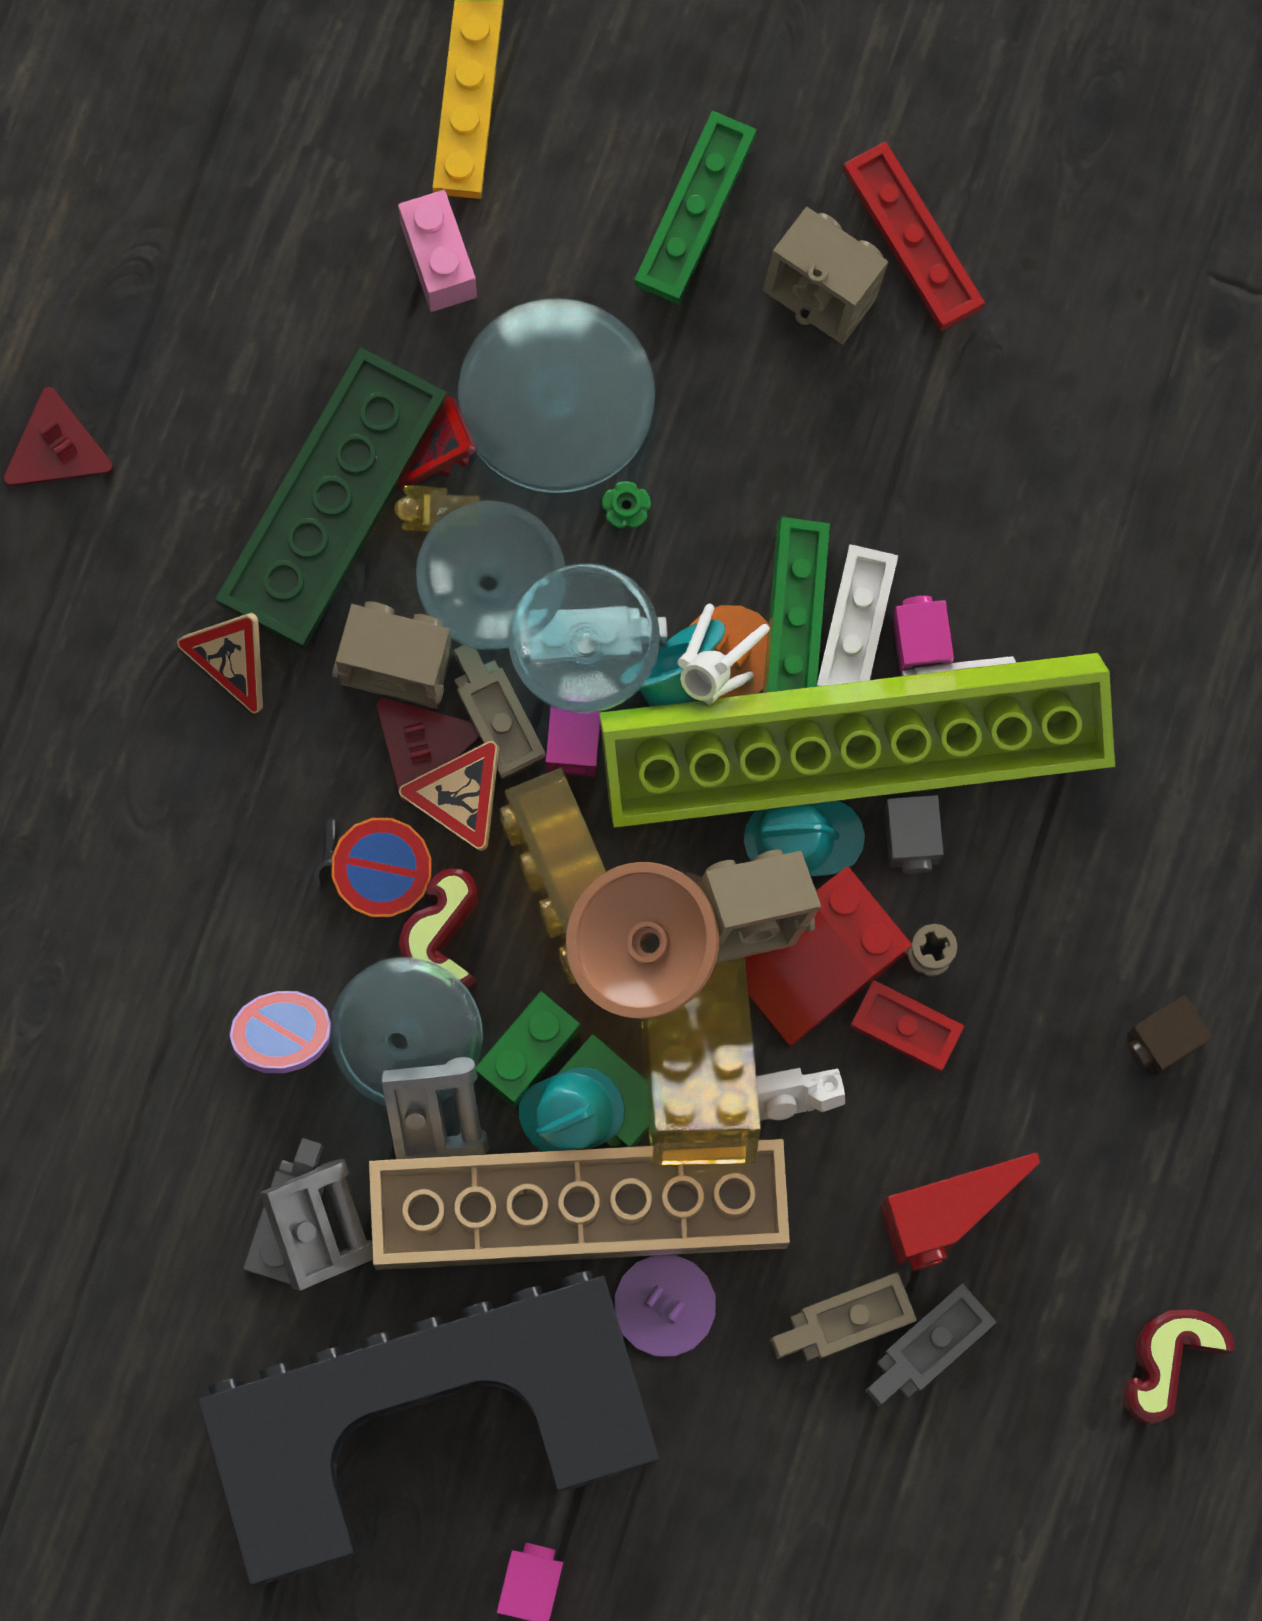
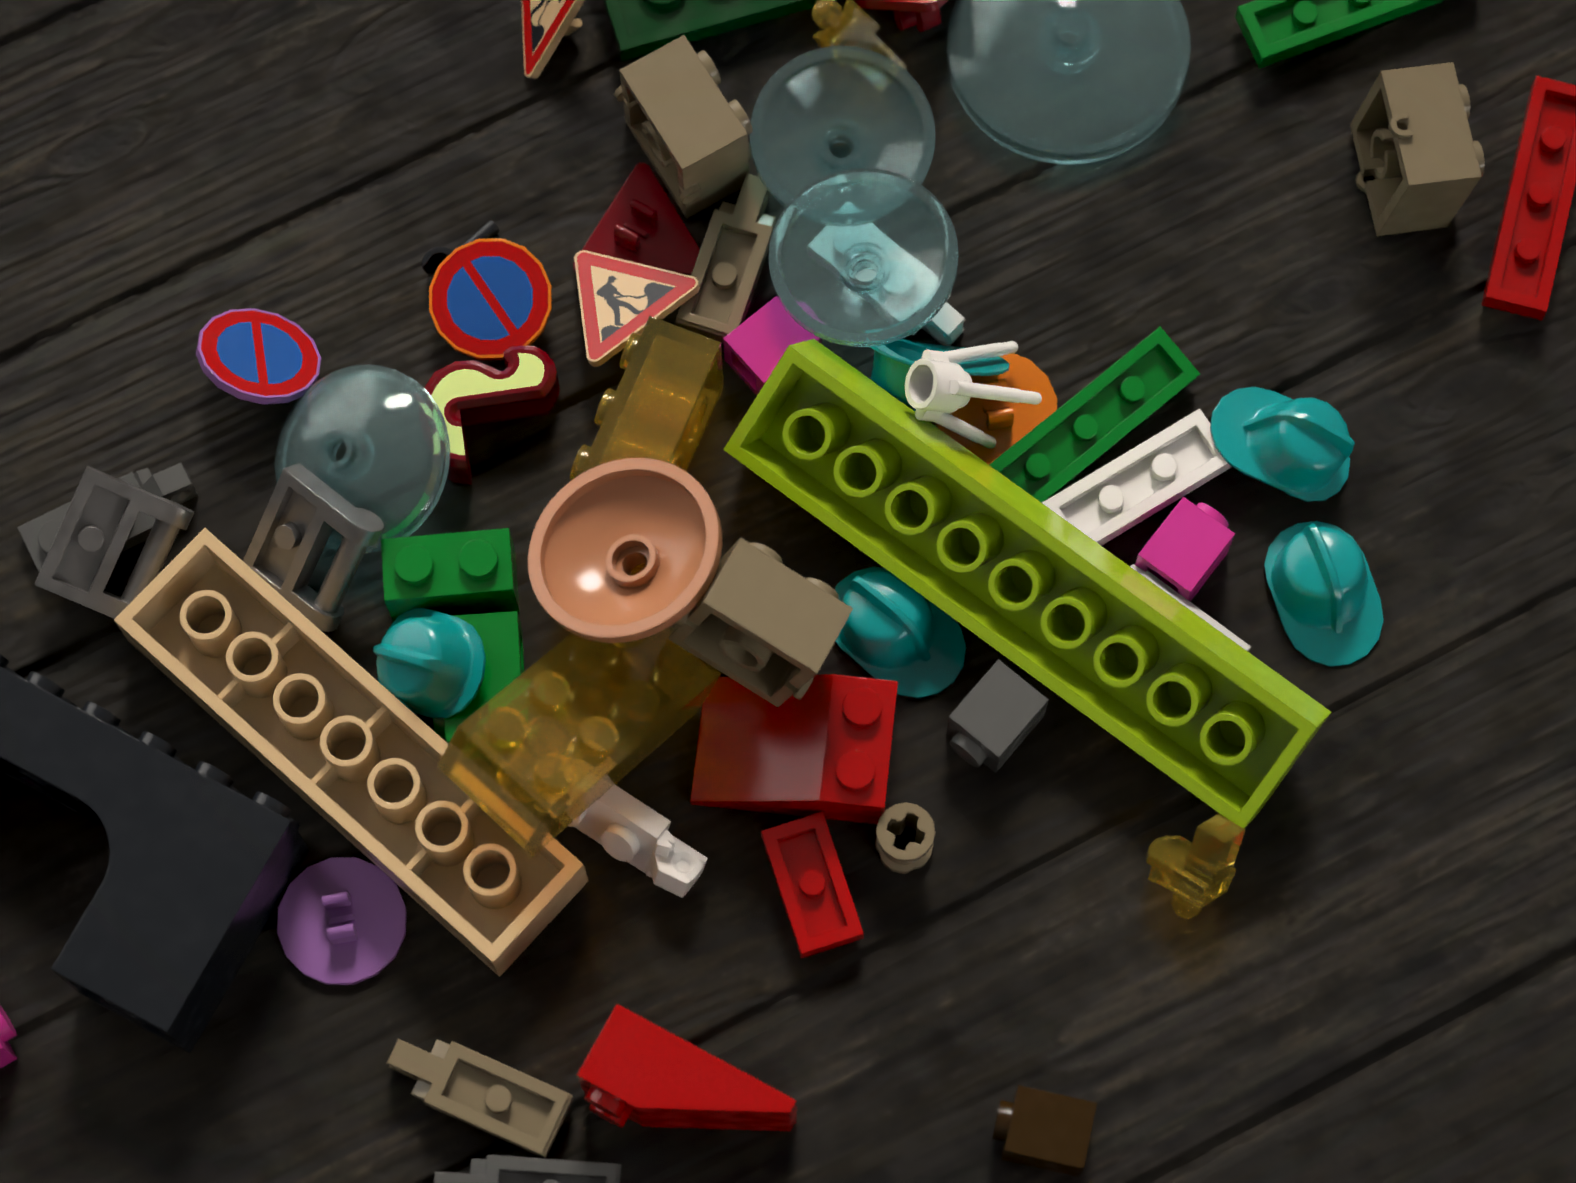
camera: 50 degrees right, 5 degrees down
(621, 517) = (1031, 210): green plate -> none
(913, 518) = (1284, 441): none -> teal piece
(1016, 585) = (1324, 593): none -> teal piece
(1106, 815) = (1196, 869): none -> clear yellow piece

